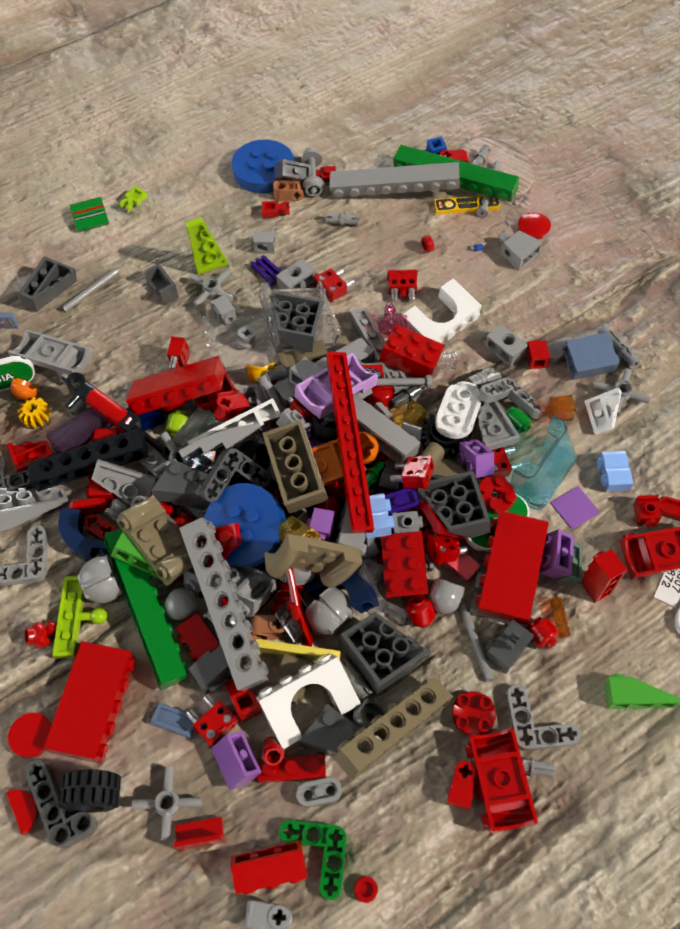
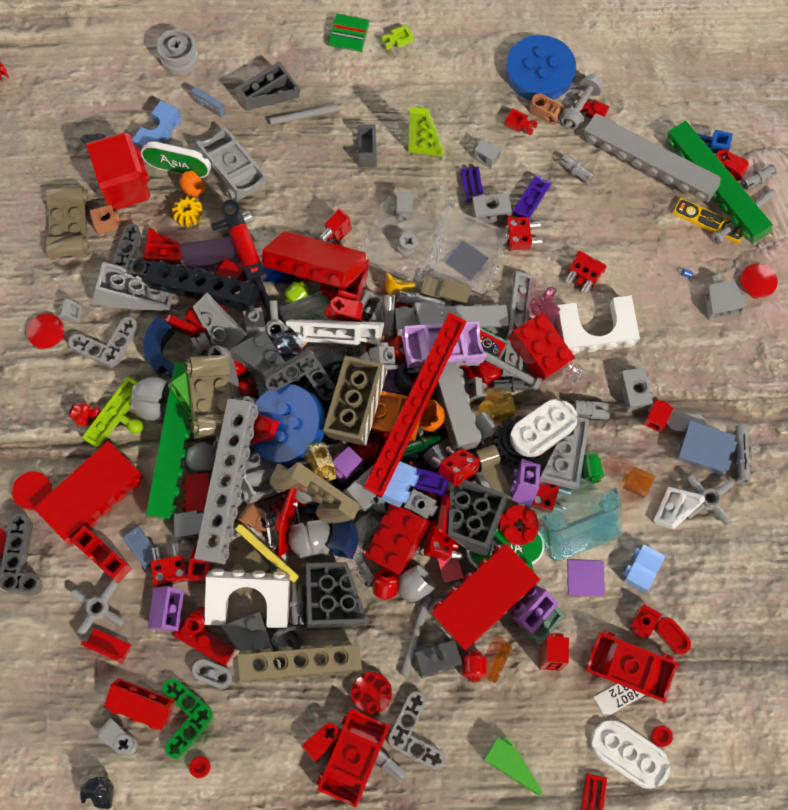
camera: 30 degrees right, 10 degrees up
(89, 791) = (46, 563): black tyre -> none
(102, 523) = (175, 351): red beam -> none
(127, 748) = (101, 554): none -> red arch
(211, 287) = (409, 181): light grey bar -> none
(227, 437) = (313, 339): light grey slope -> none
(292, 170) = (560, 93): dark grey panel -> none
(297, 319) = (457, 256): dark grey wedge -> none
(322, 254) = (532, 197): none -> dark purple plate
(427, 243) = (638, 242): red tile -> none
(509, 388) = (608, 434): light grey beam -> none

